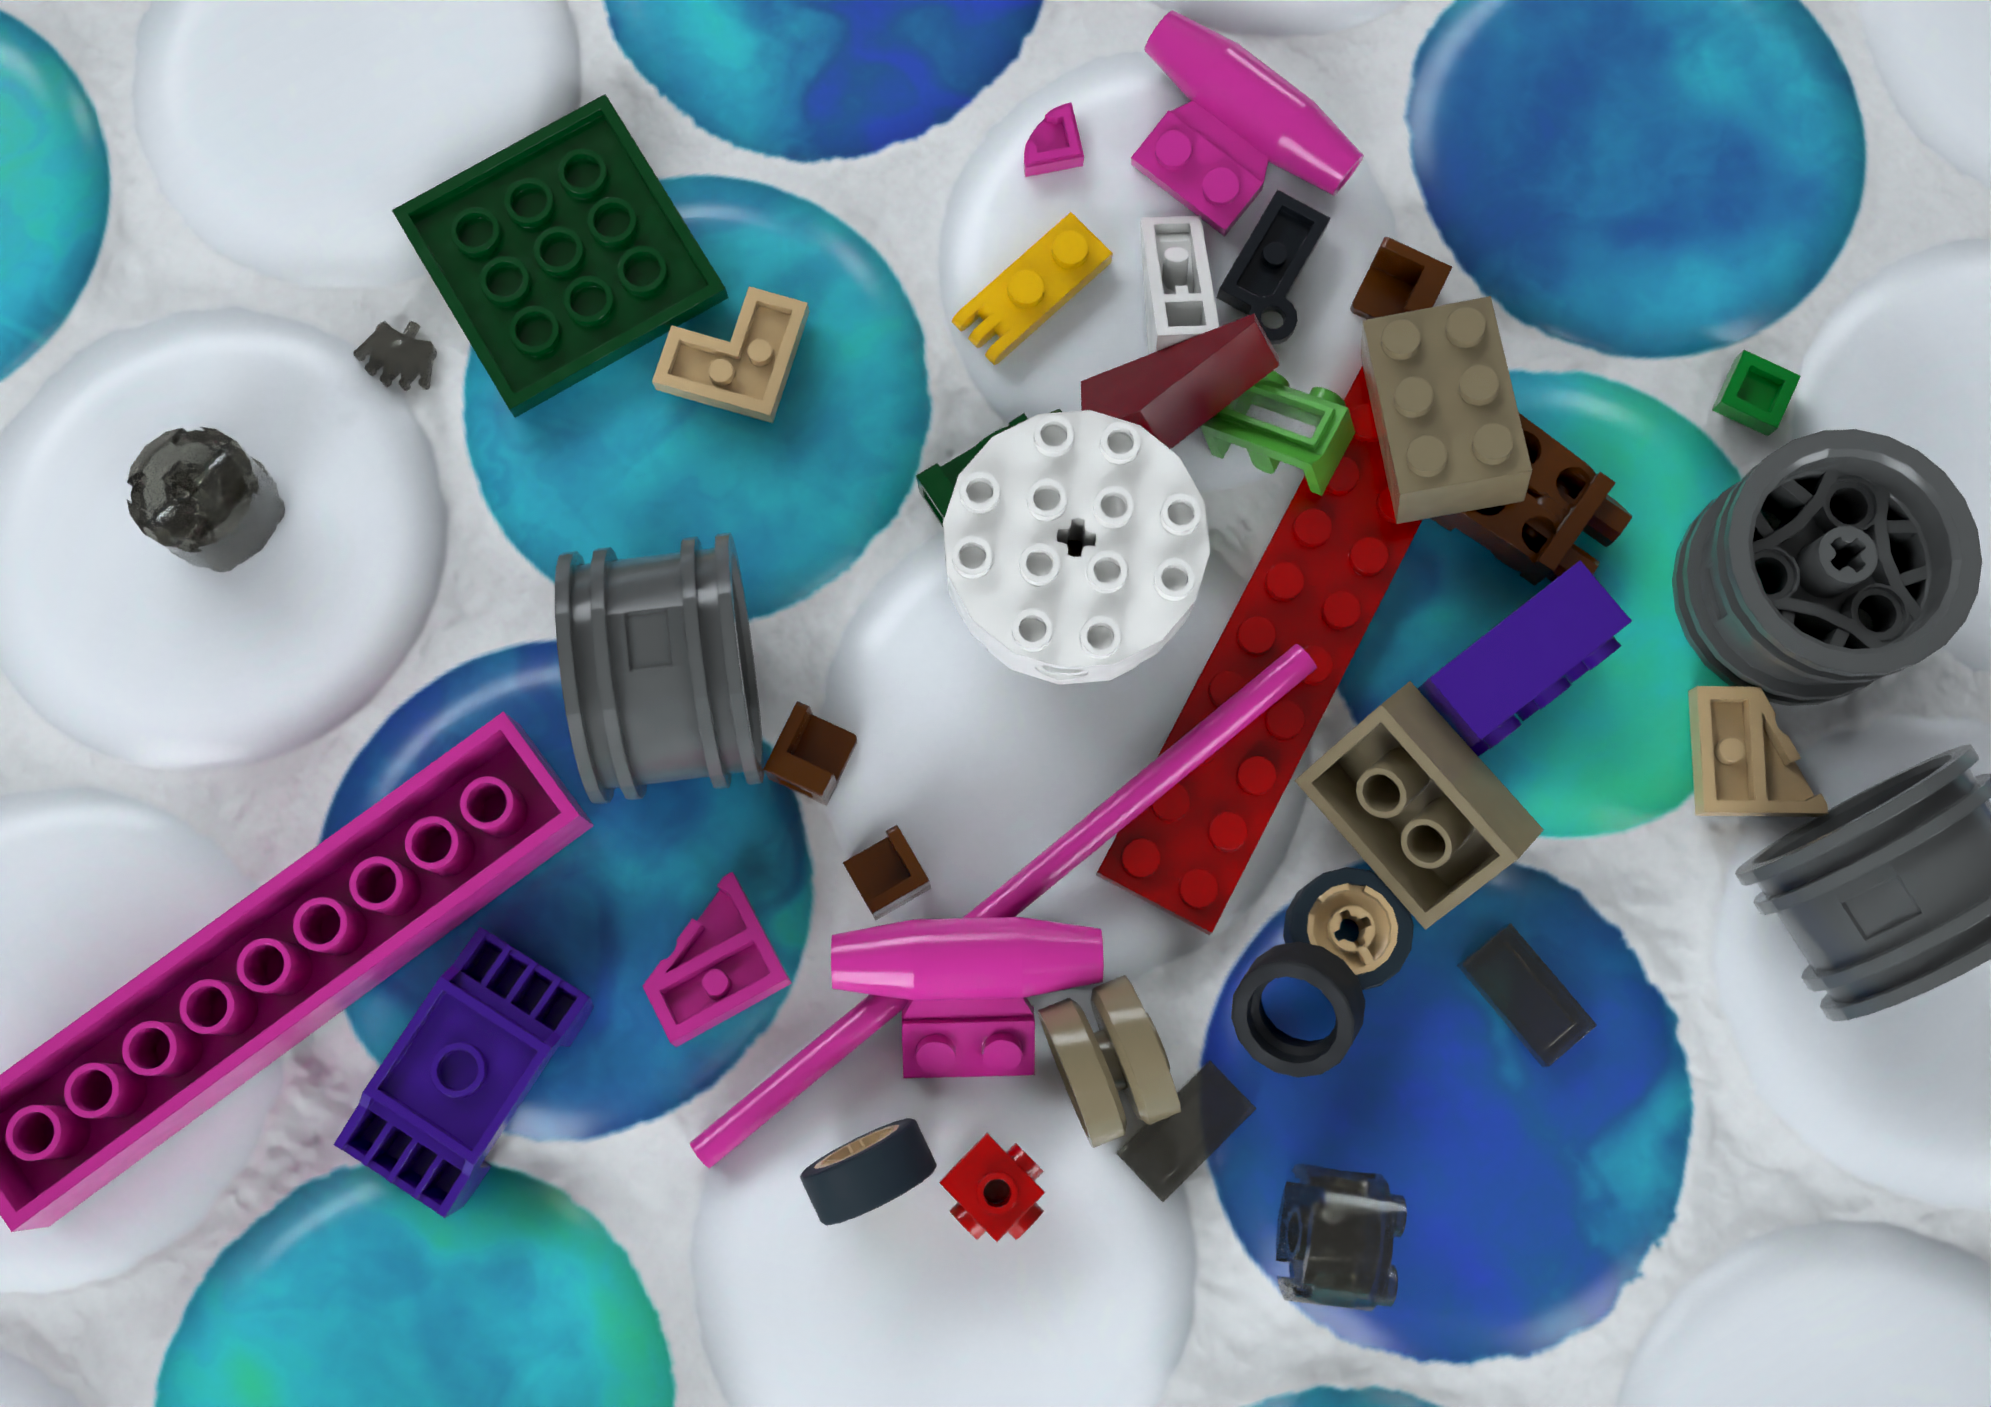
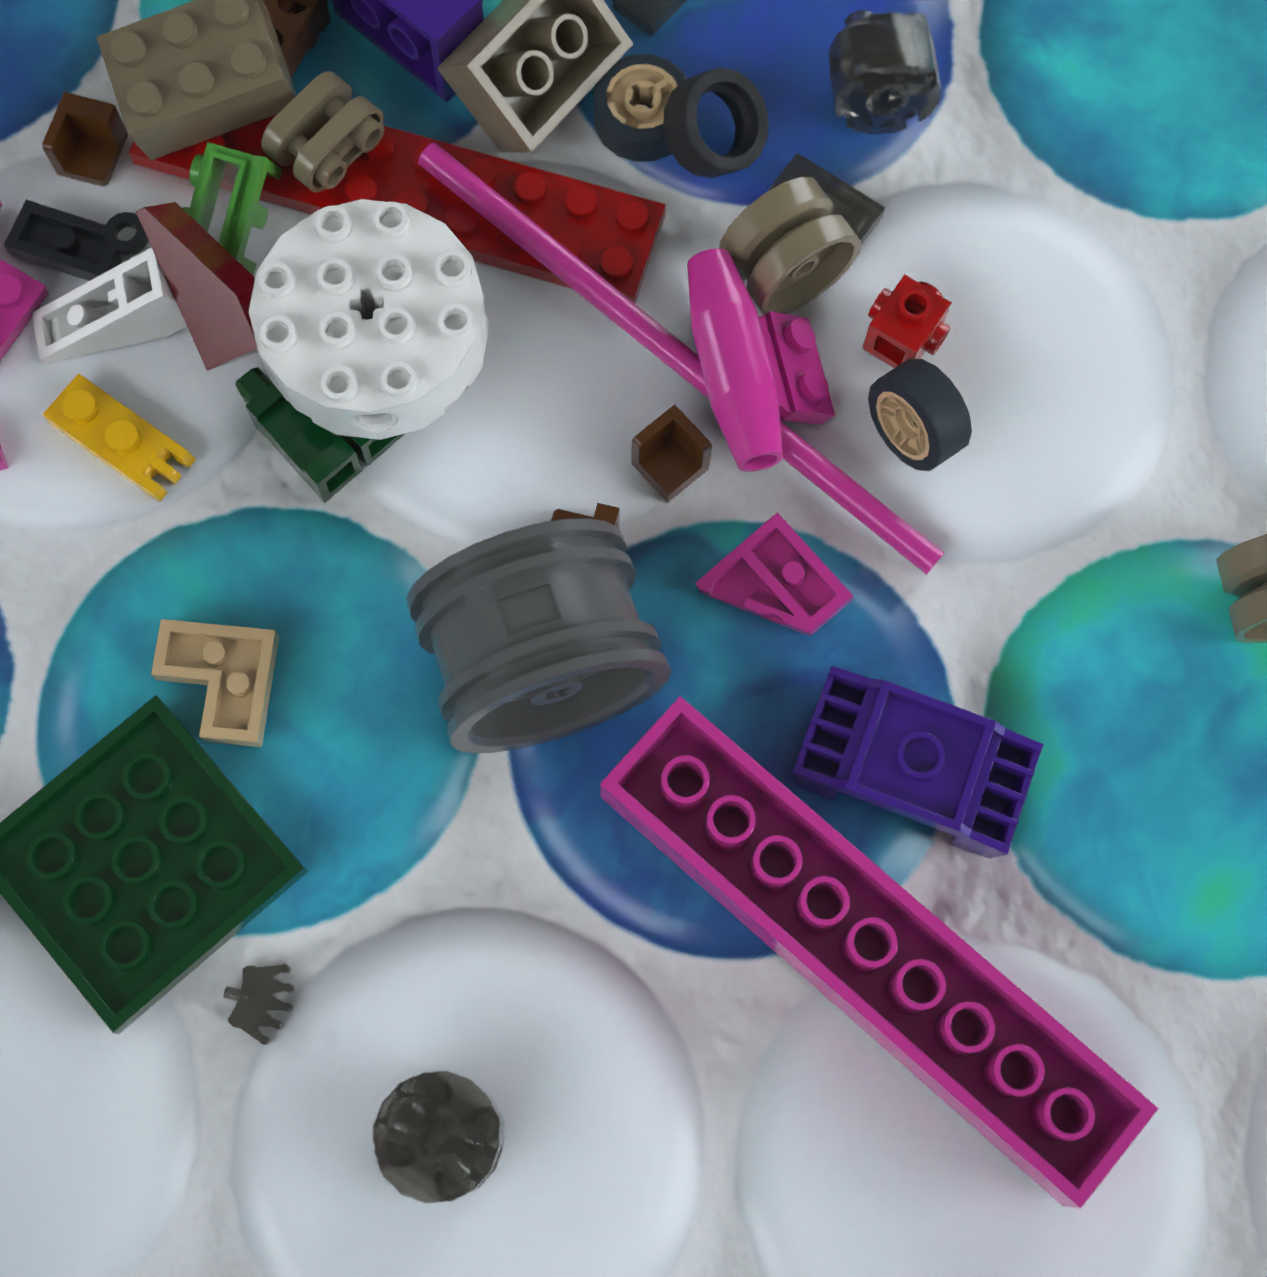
camera: 100 degrees left, 5 degrees down
(1347, 576) = (323, 132): none -> dark tan brick

